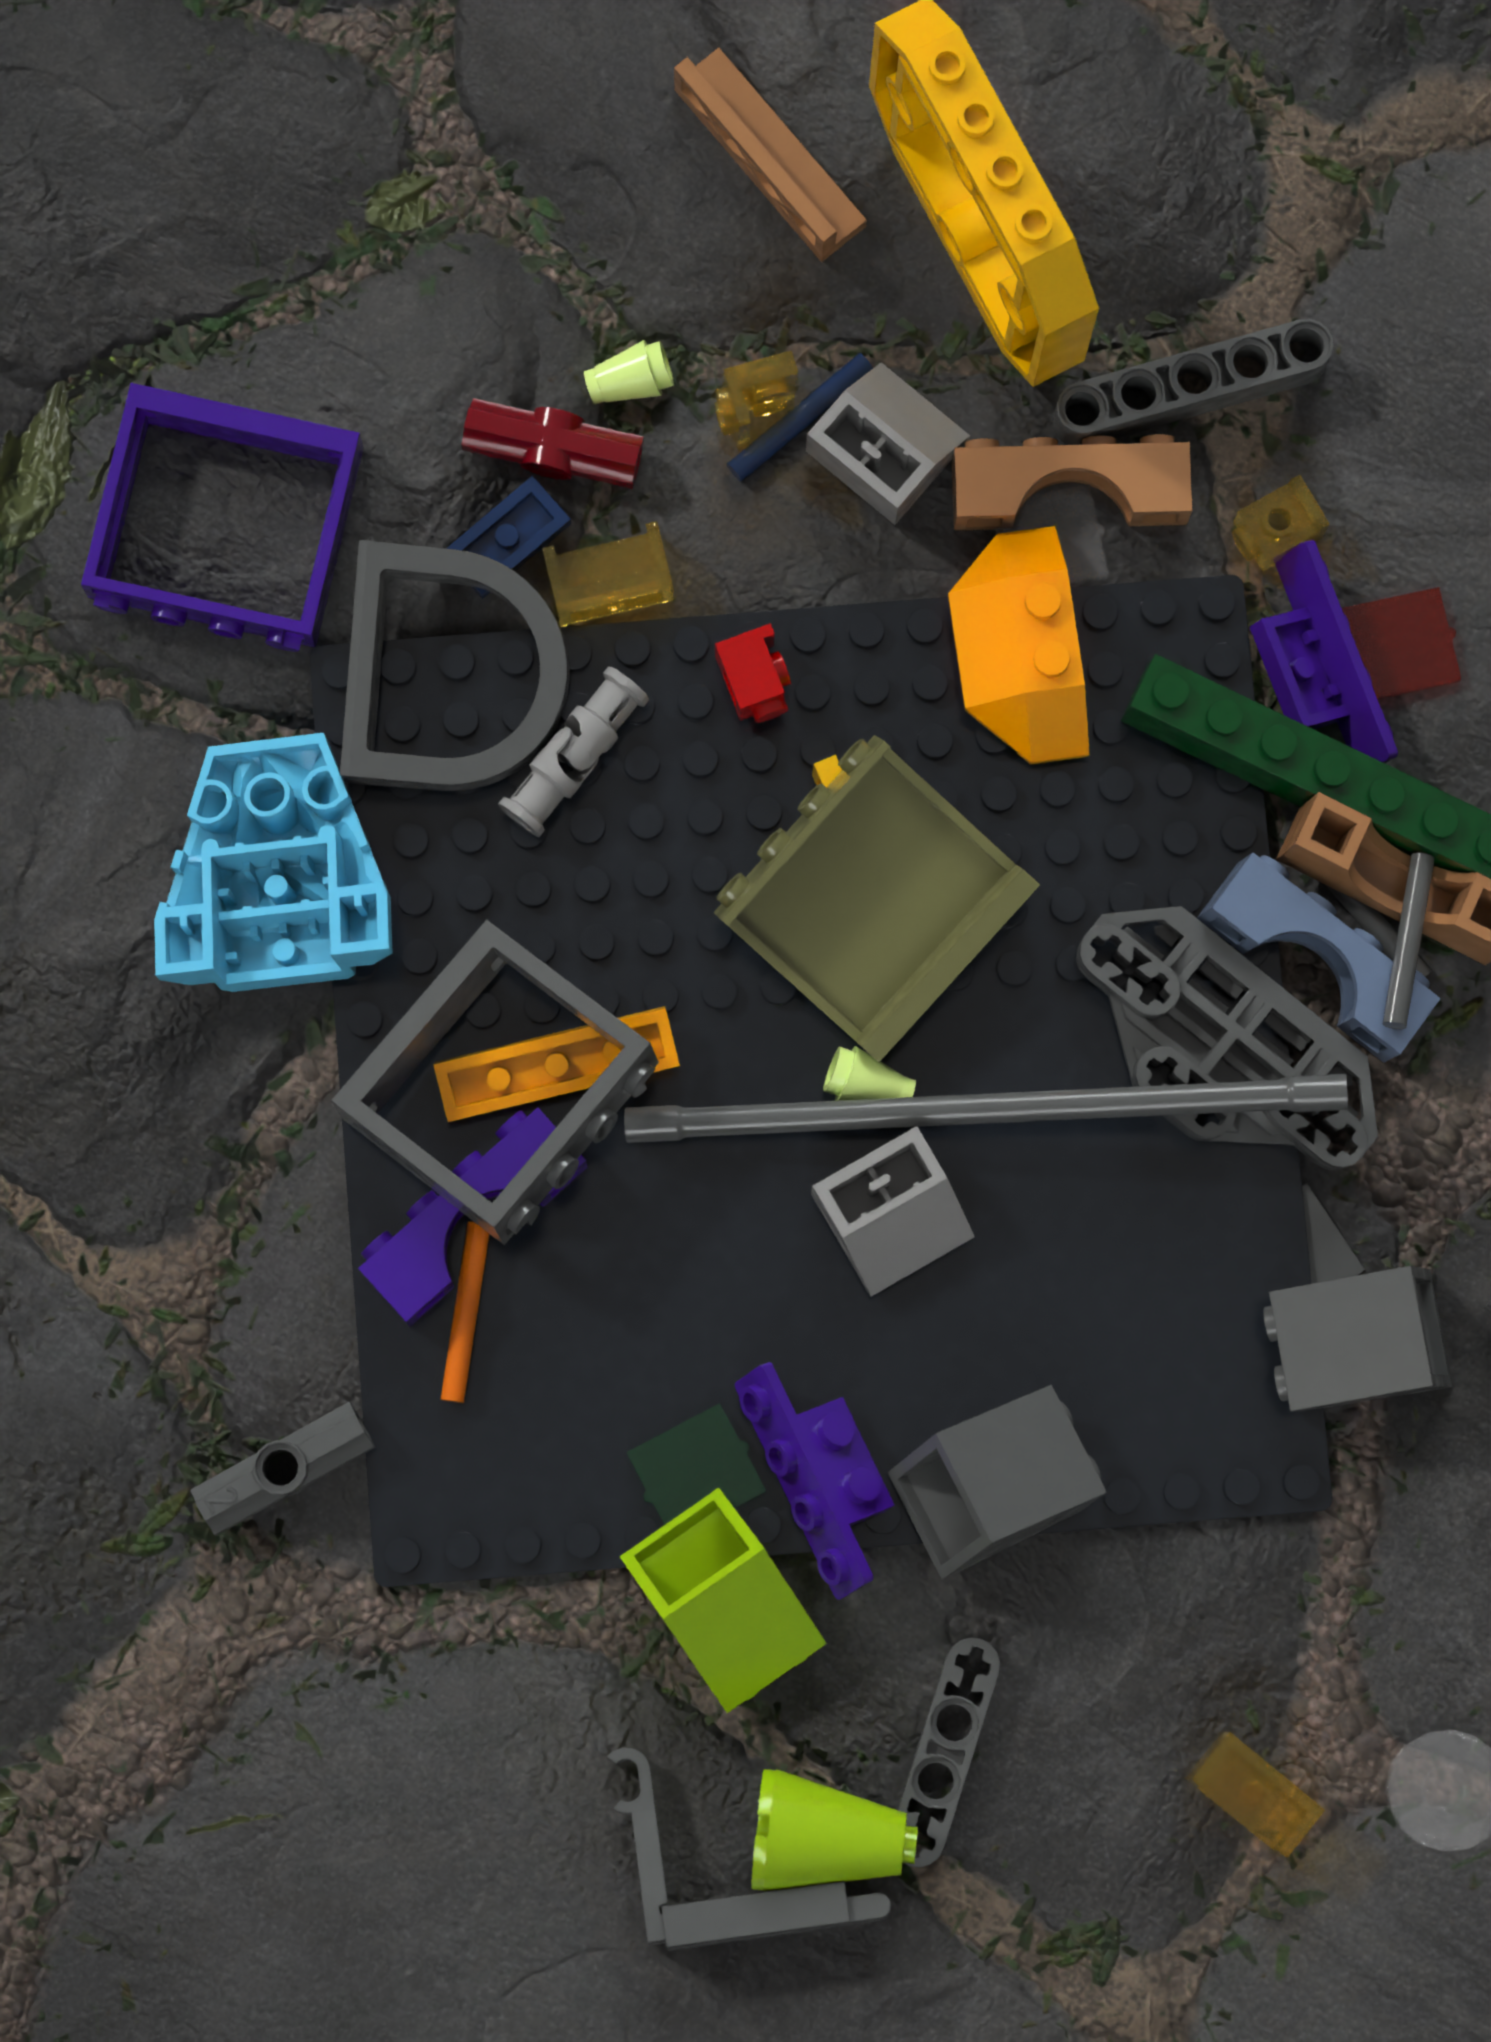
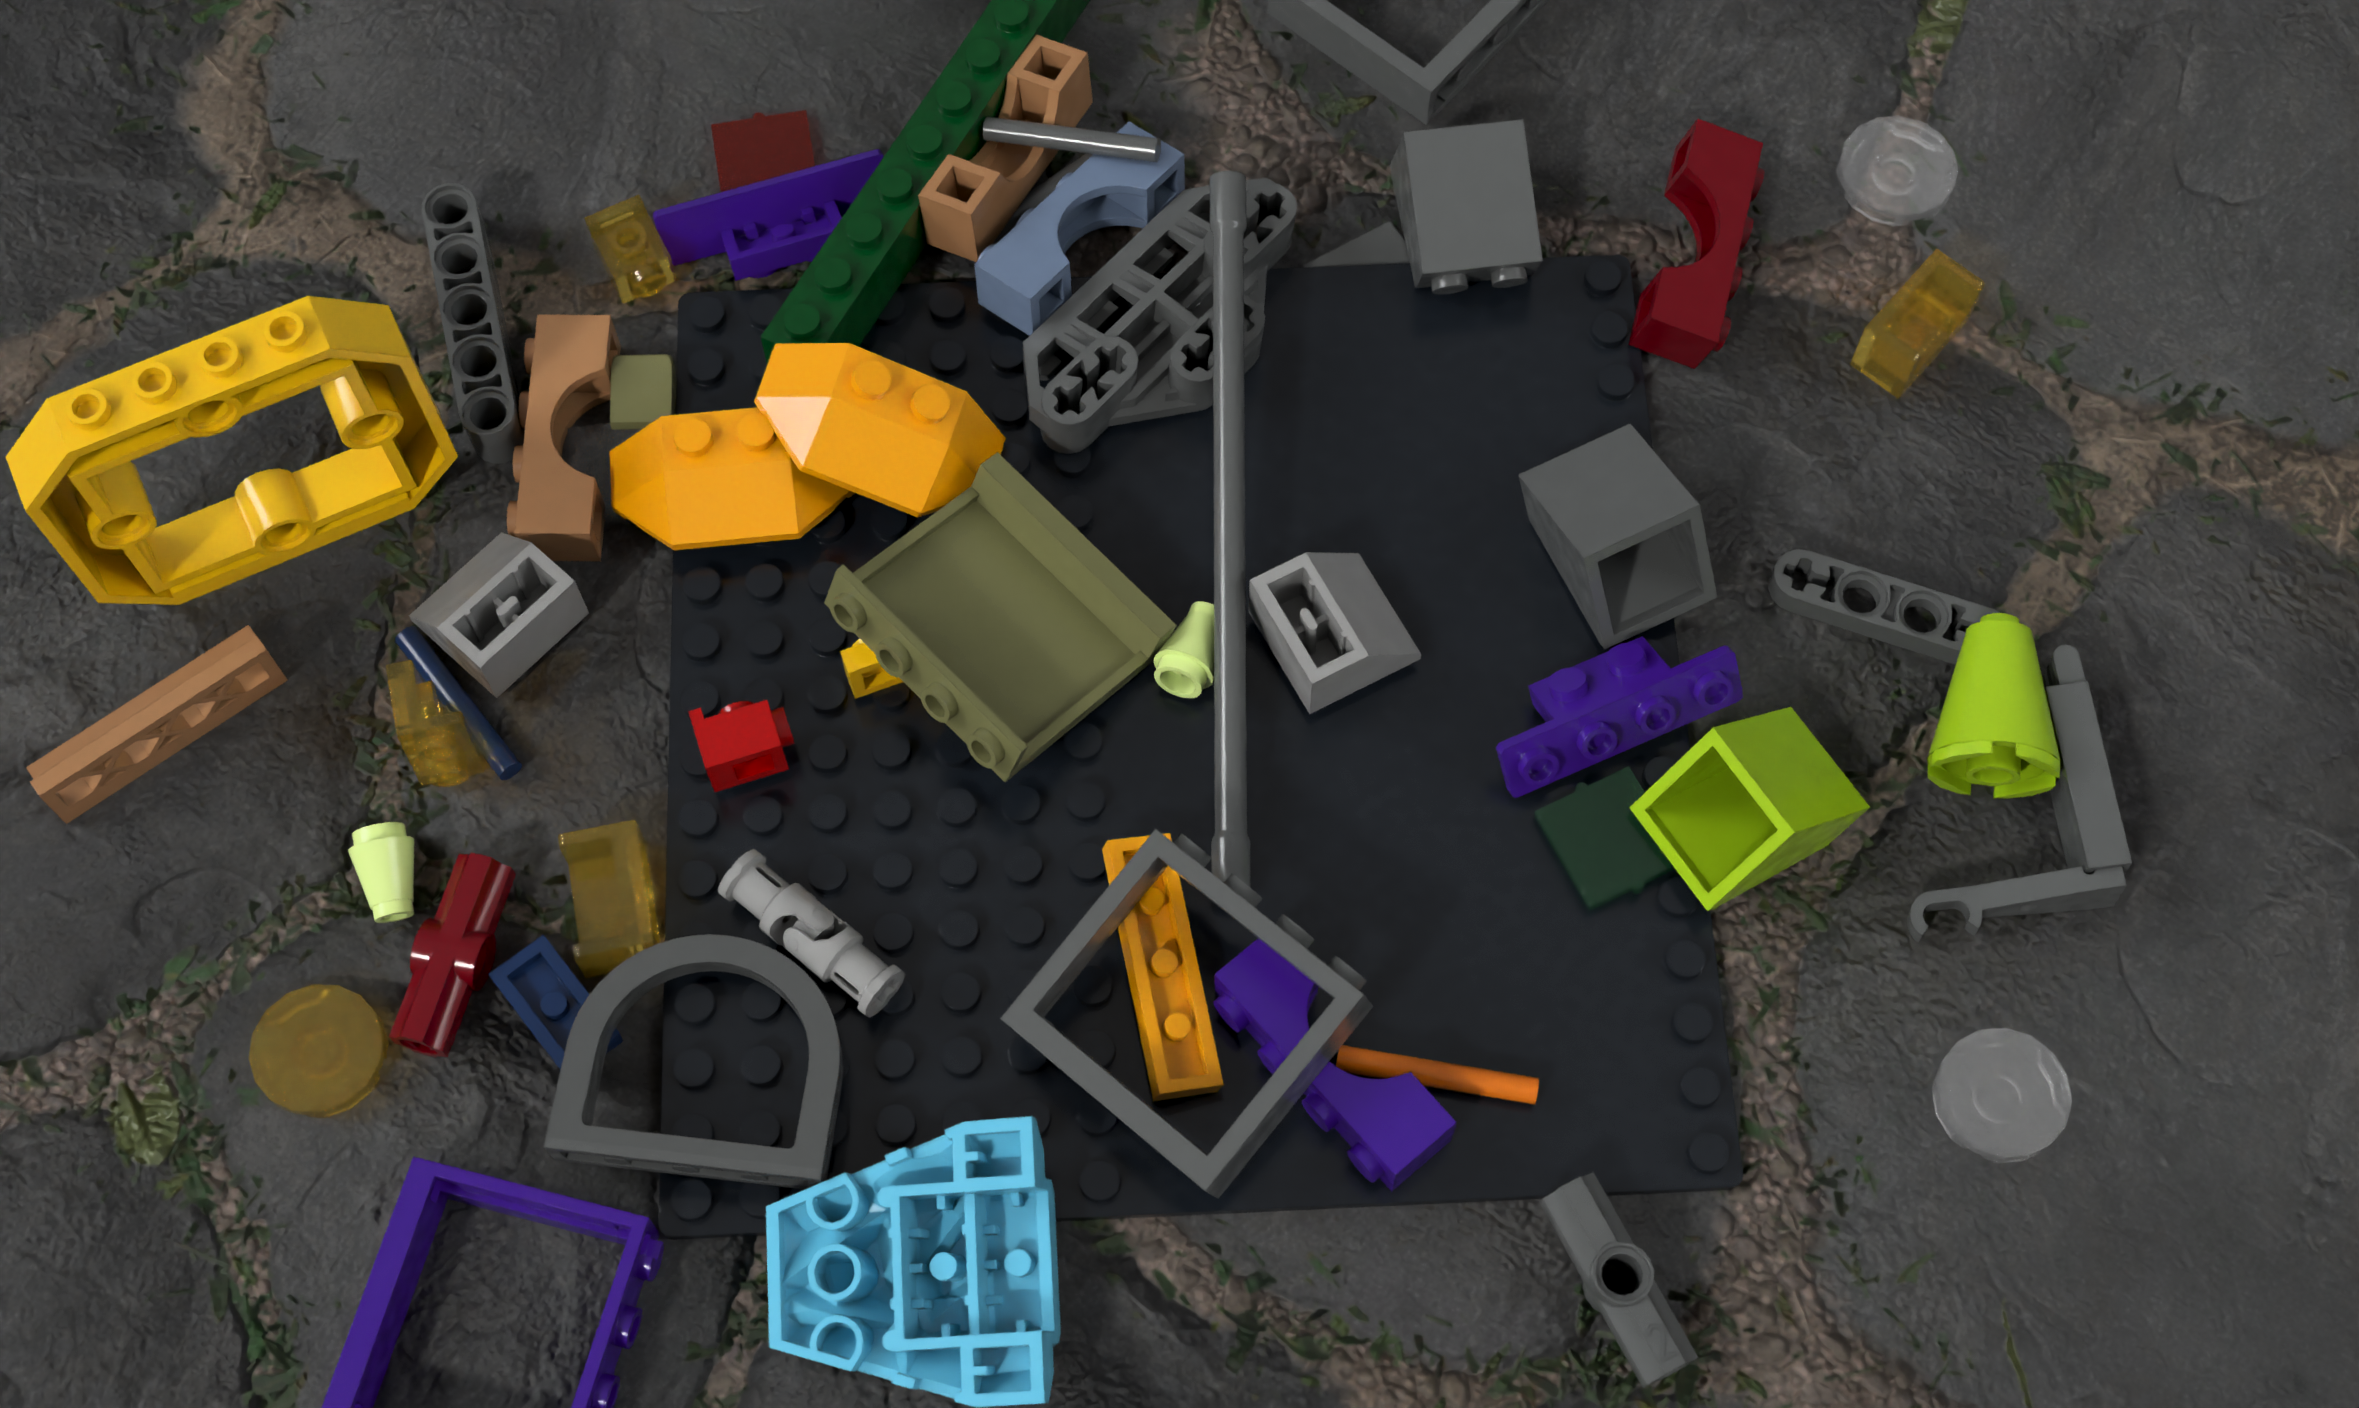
camera: 85 degrees left, 15 degrees down
(463, 1825) = (2002, 1095): none -> clear tile
(466, 339) = (318, 1050): none -> clear yellow tile
(1060, 770) = (875, 425): none -> light orange wedge
(1122, 550) = (641, 390): none -> olive slope
(1411, 1594) = (1712, 184): none -> dark red arch

